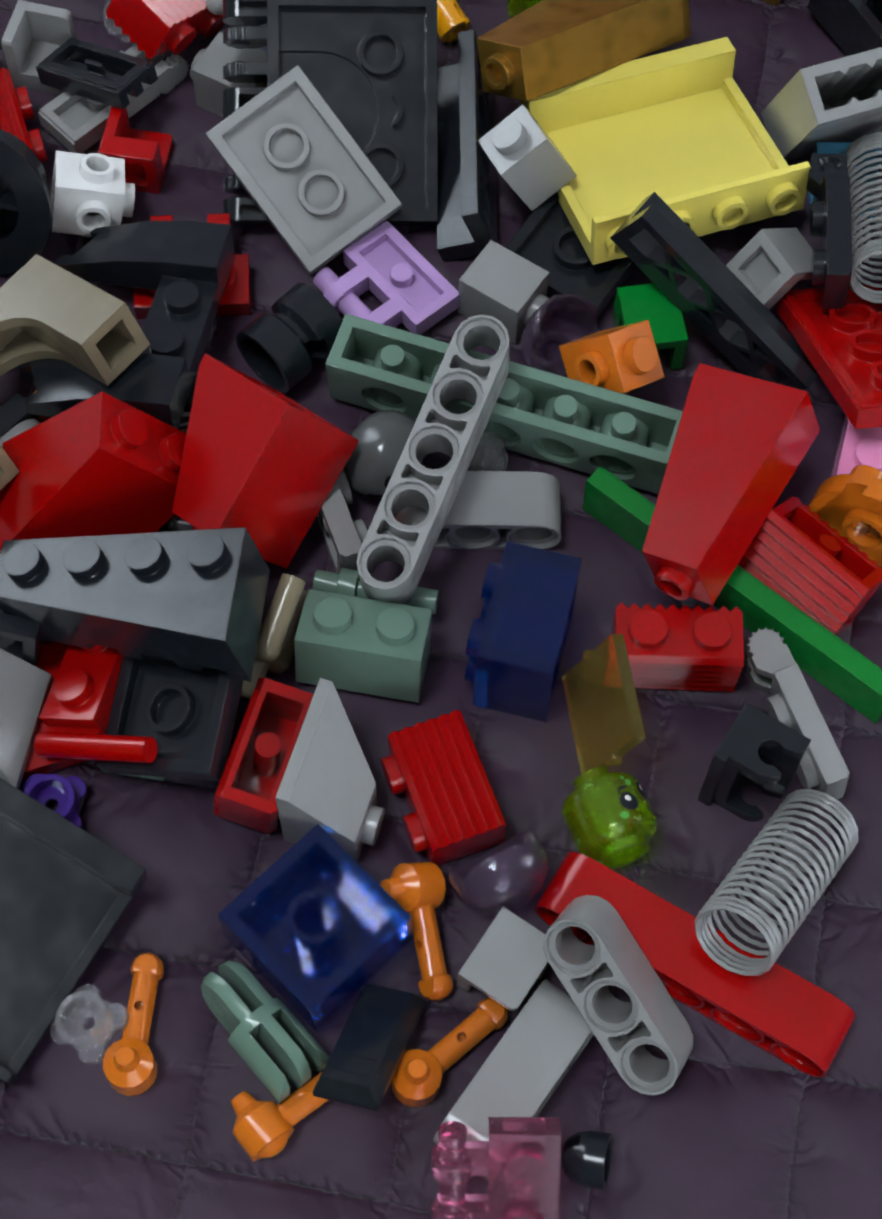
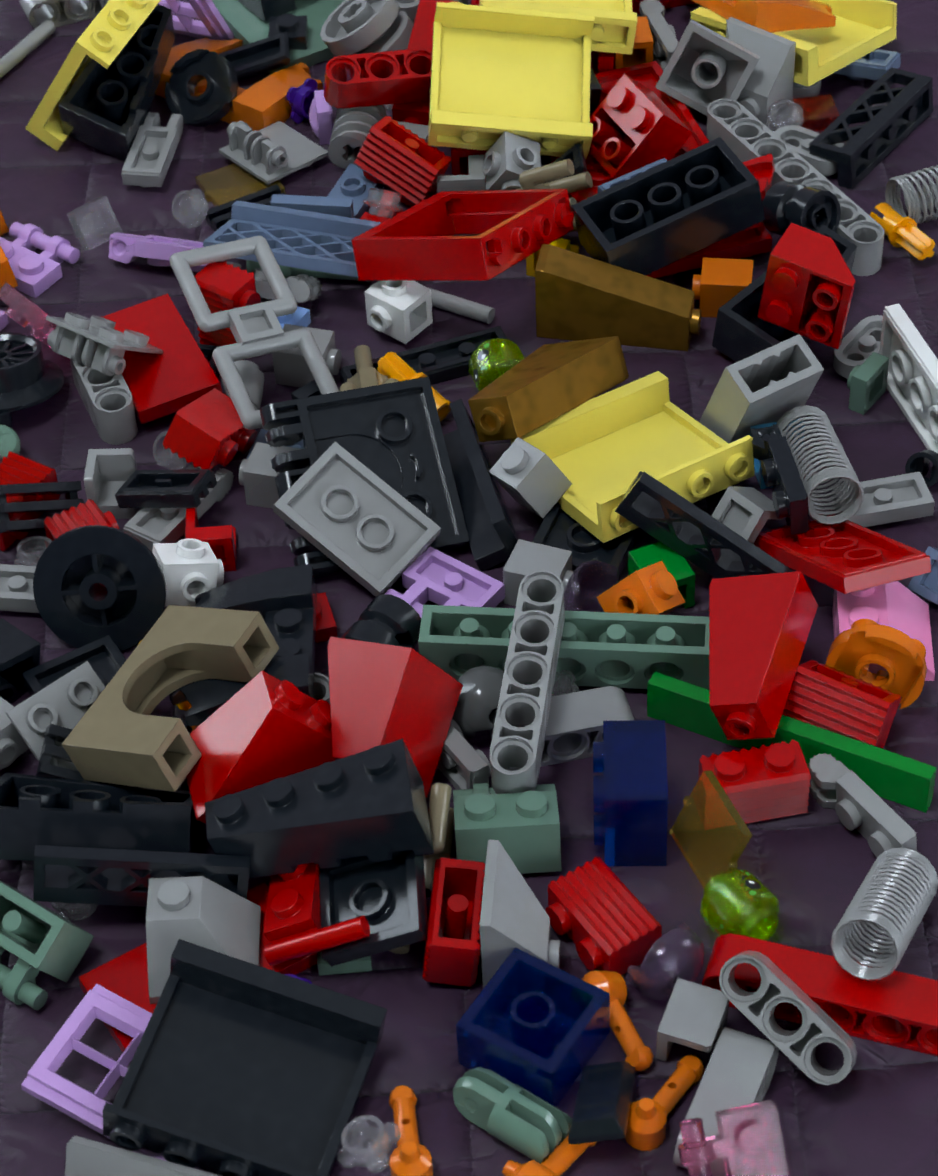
camera: 10 degrees left, 20 degrees down
(588, 1158) = (801, 1147): black hinge -> none
(753, 753) = (840, 842): black hinge -> none

